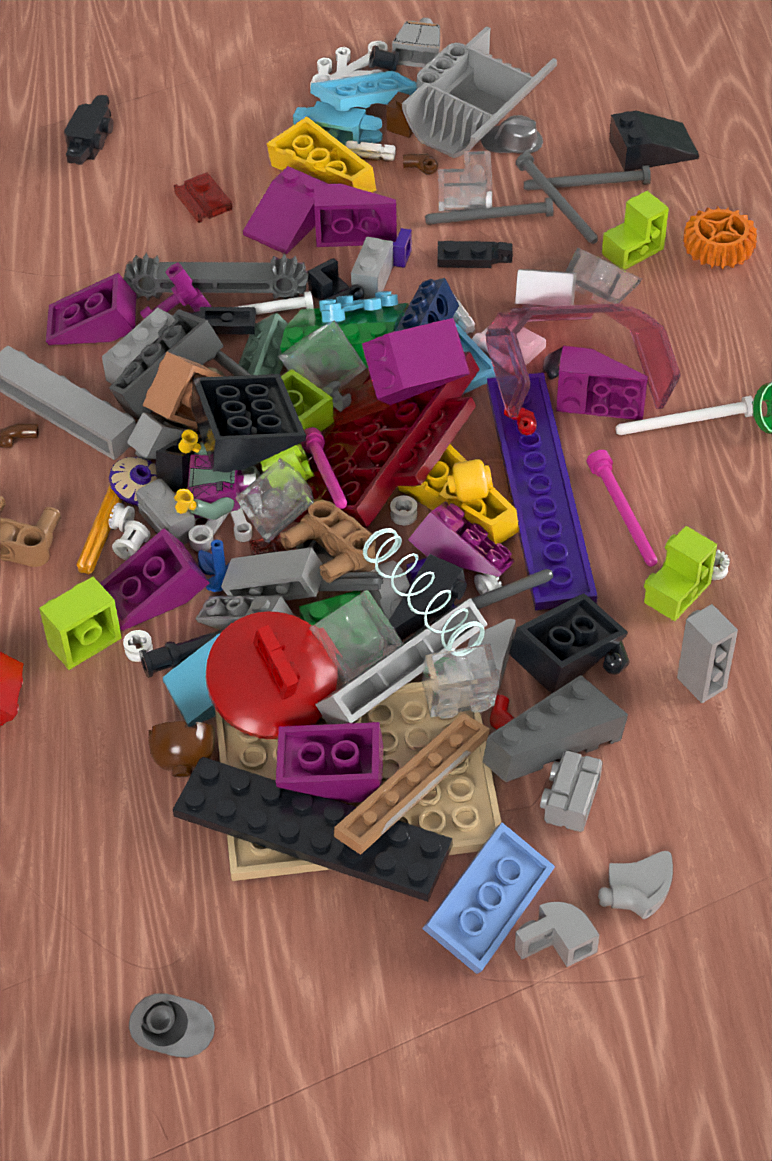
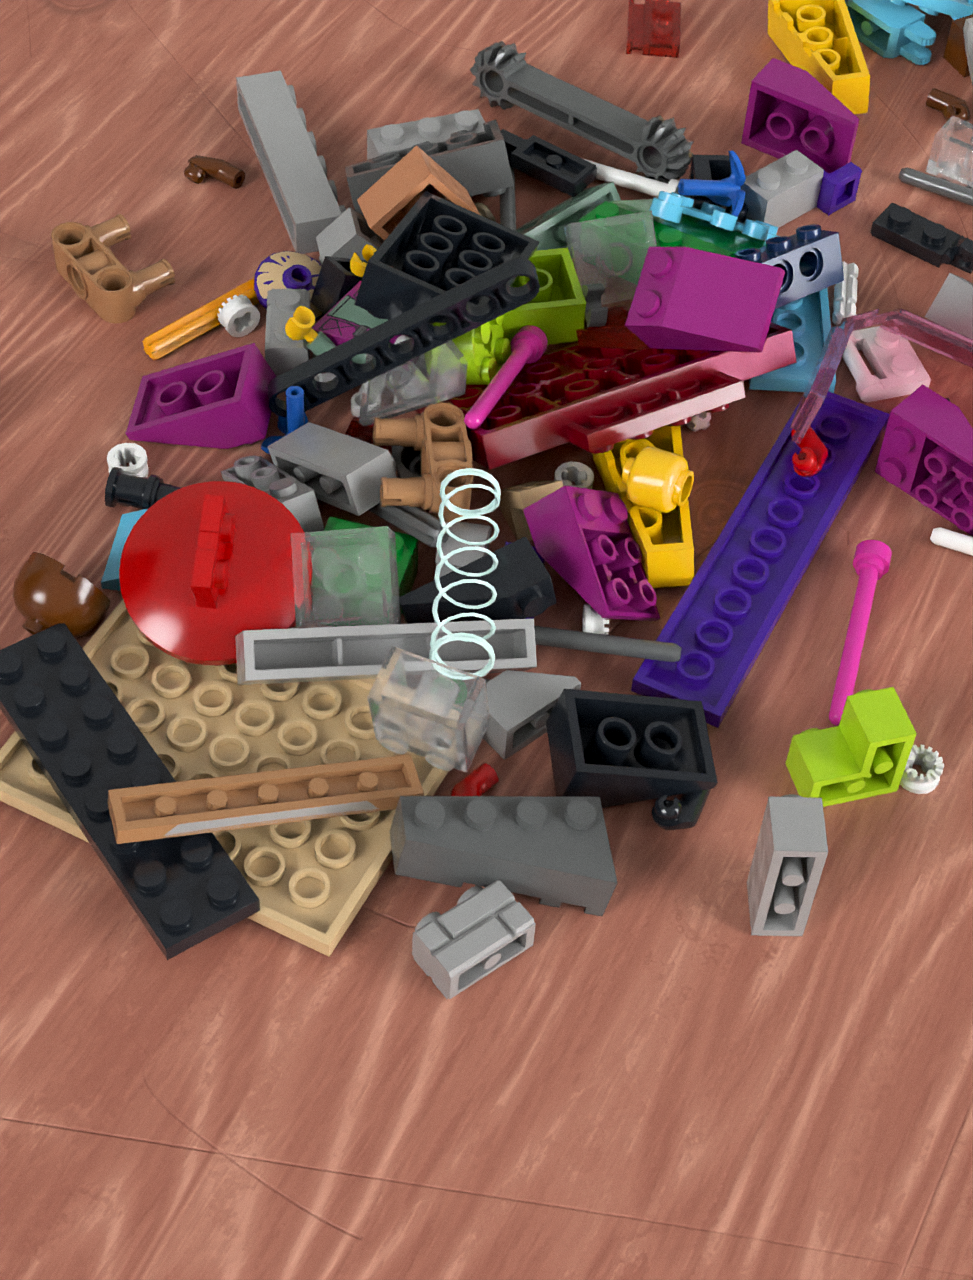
camera: 30 degrees right, 0 degrees up
(80, 622) = (74, 398): lime brick -> none
(93, 314) = (413, 86): magenta slope -> none
(131, 540) = (223, 341): white bush -> none
(183, 292) = (524, 106): magenta bar -> none
(272, 465) = (411, 323): none -> black beam
(284, 211) = (718, 88): magenta slope -> none
(331, 760) = (194, 712): magenta slope -> none
(347, 283) = (722, 192): none -> blue plant
(372, 150) = (899, 67): white axle -> none
(404, 527) = (518, 497): none -> tan slope
(488, 898) = (243, 1003): medium blue plate -> none
(562, 927) = (299, 1100): light grey brick -> none
(639, 885) = (457, 1115): light grey arm -> none

